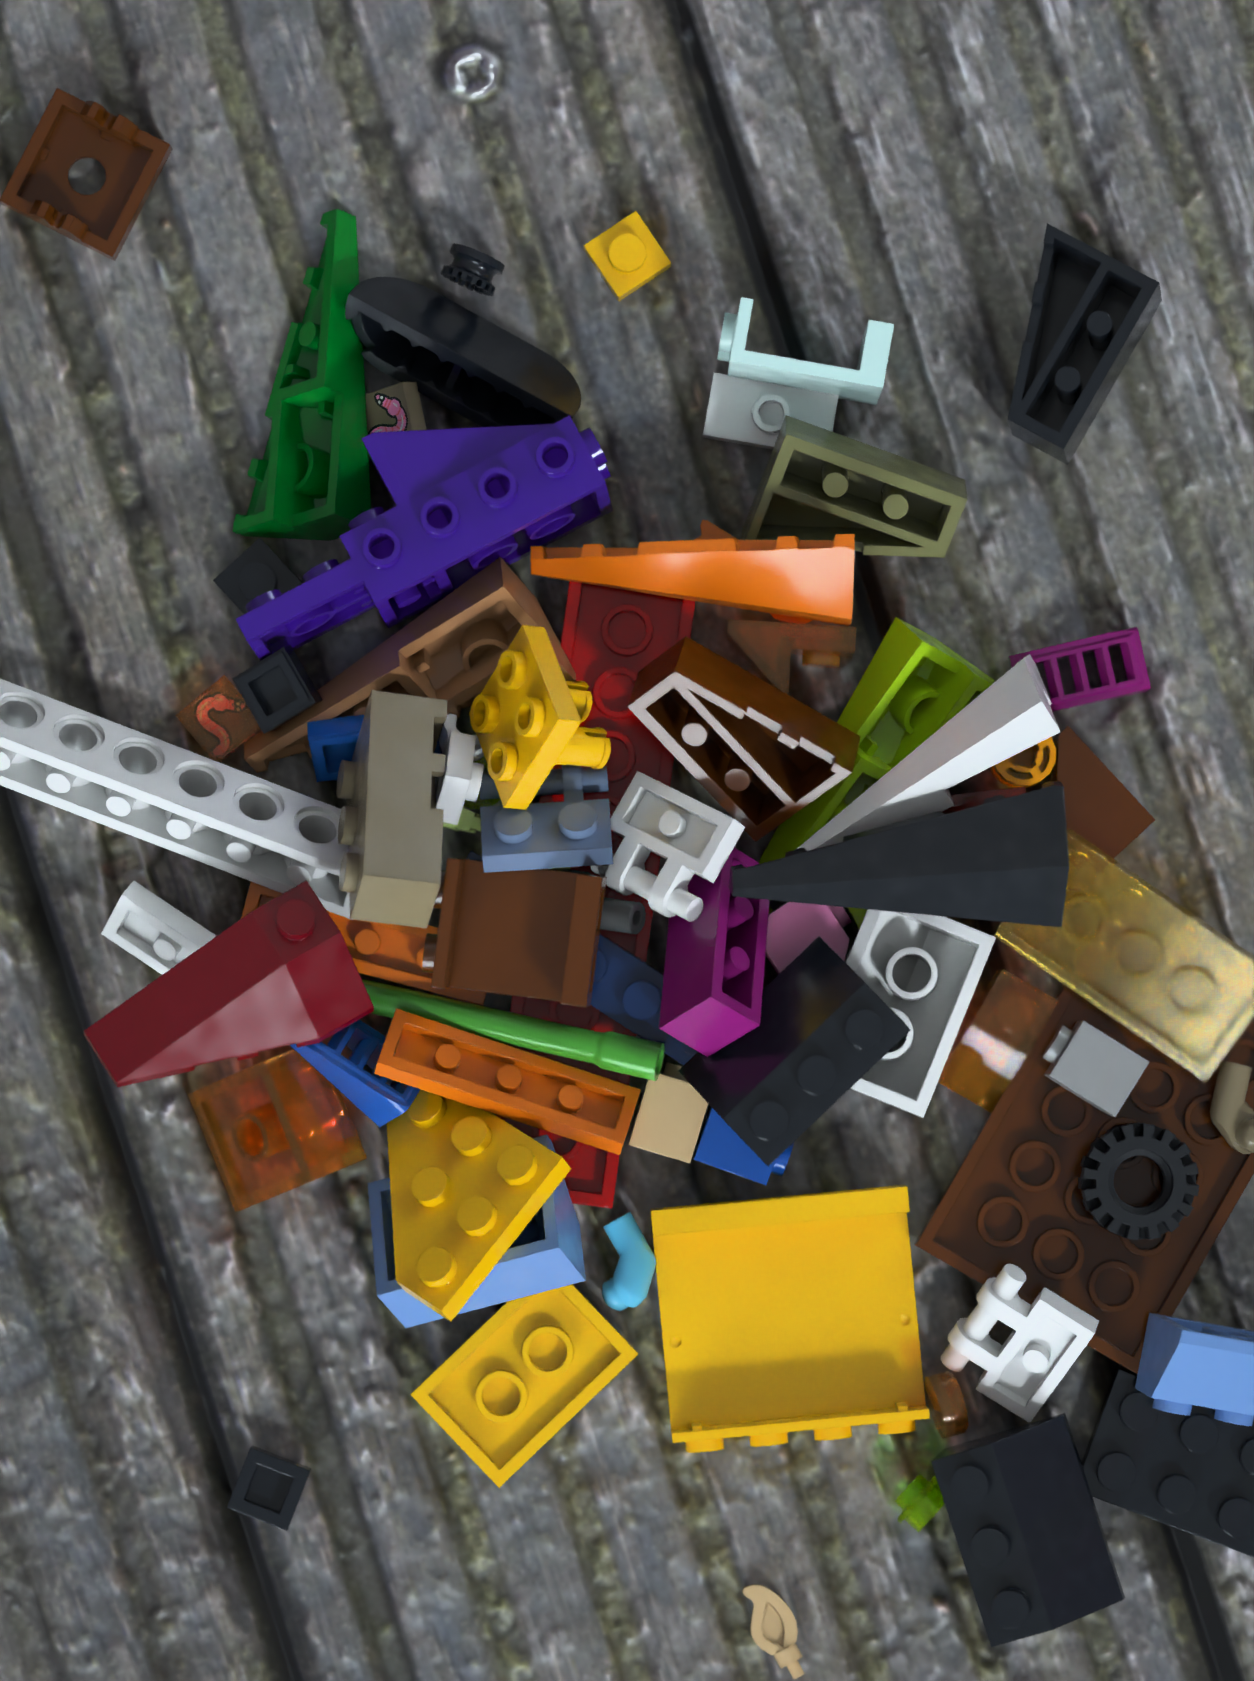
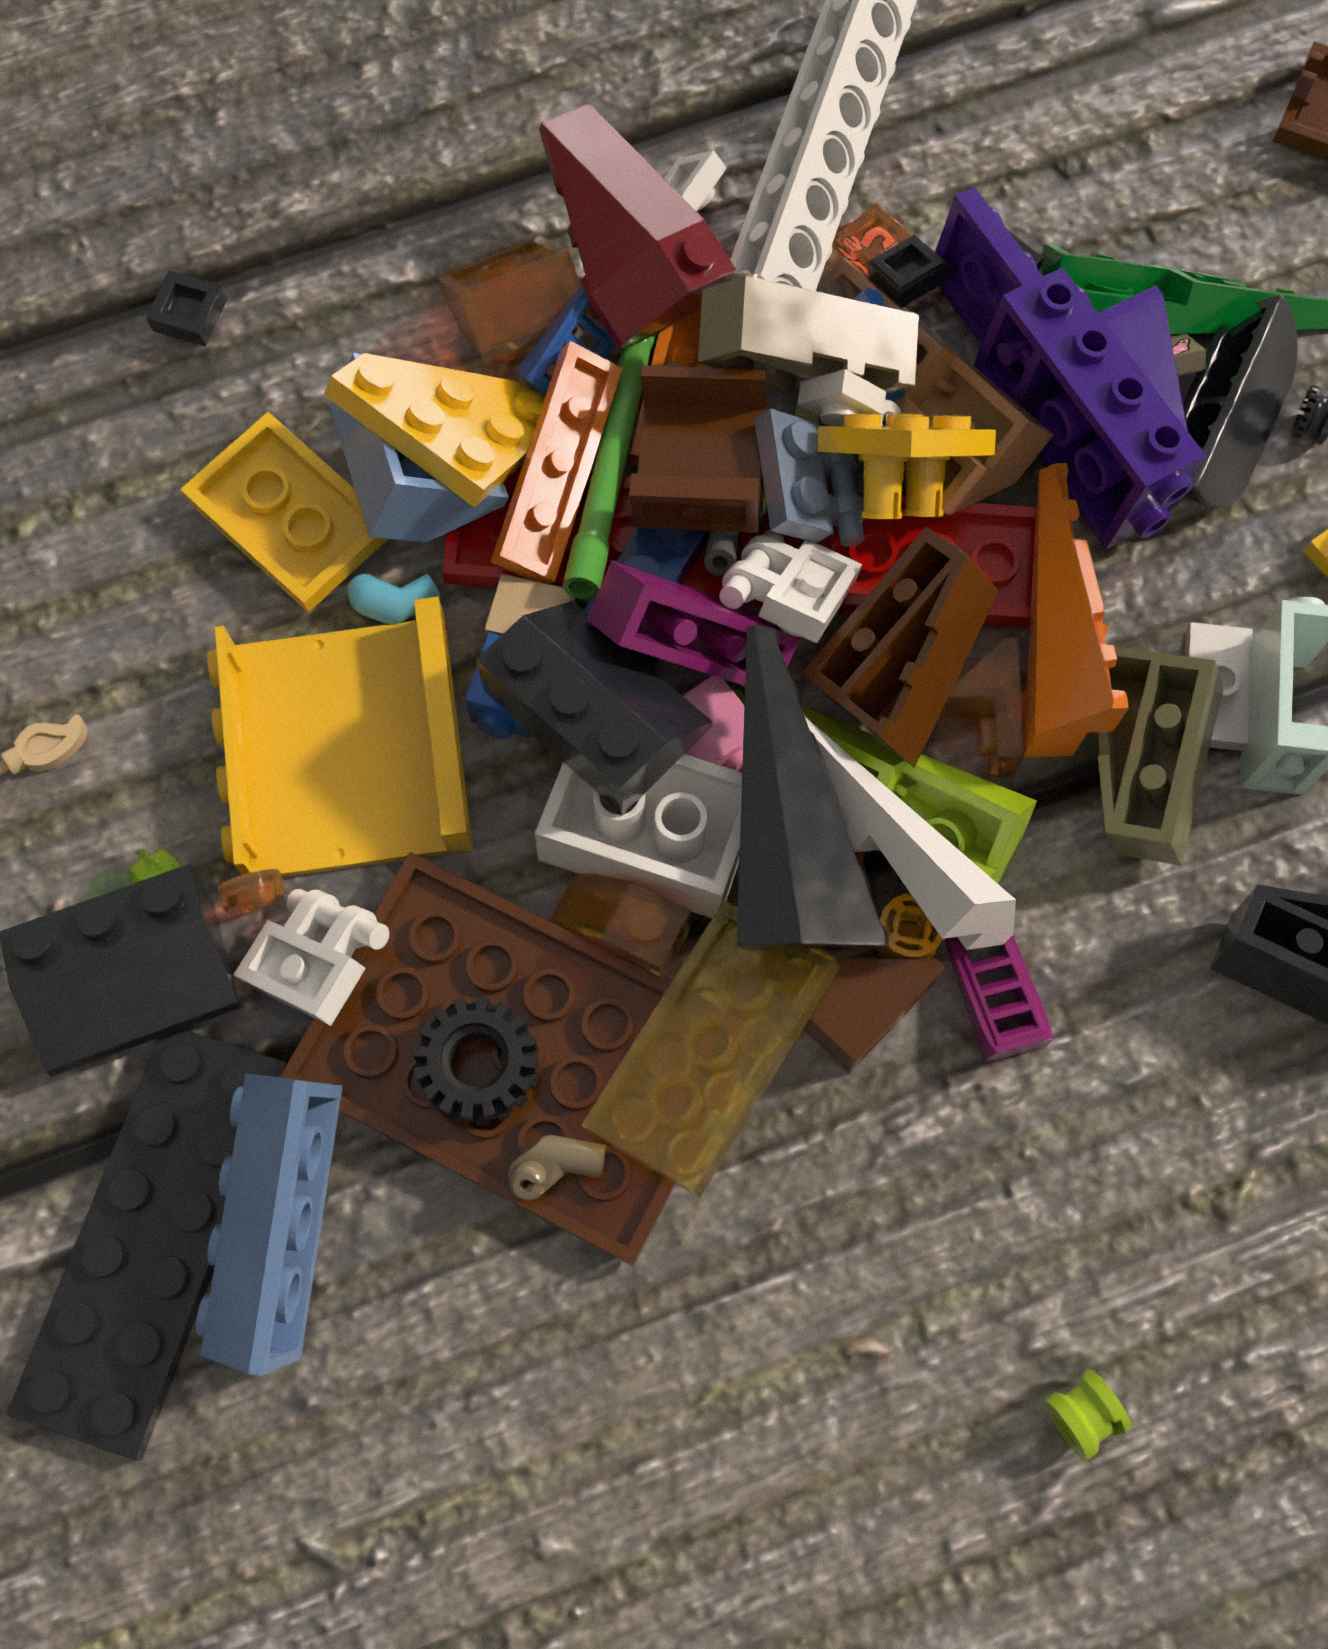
camera: 90 degrees right, 15 degrees down
(1093, 1066) = (593, 1007): light grey brick -> none

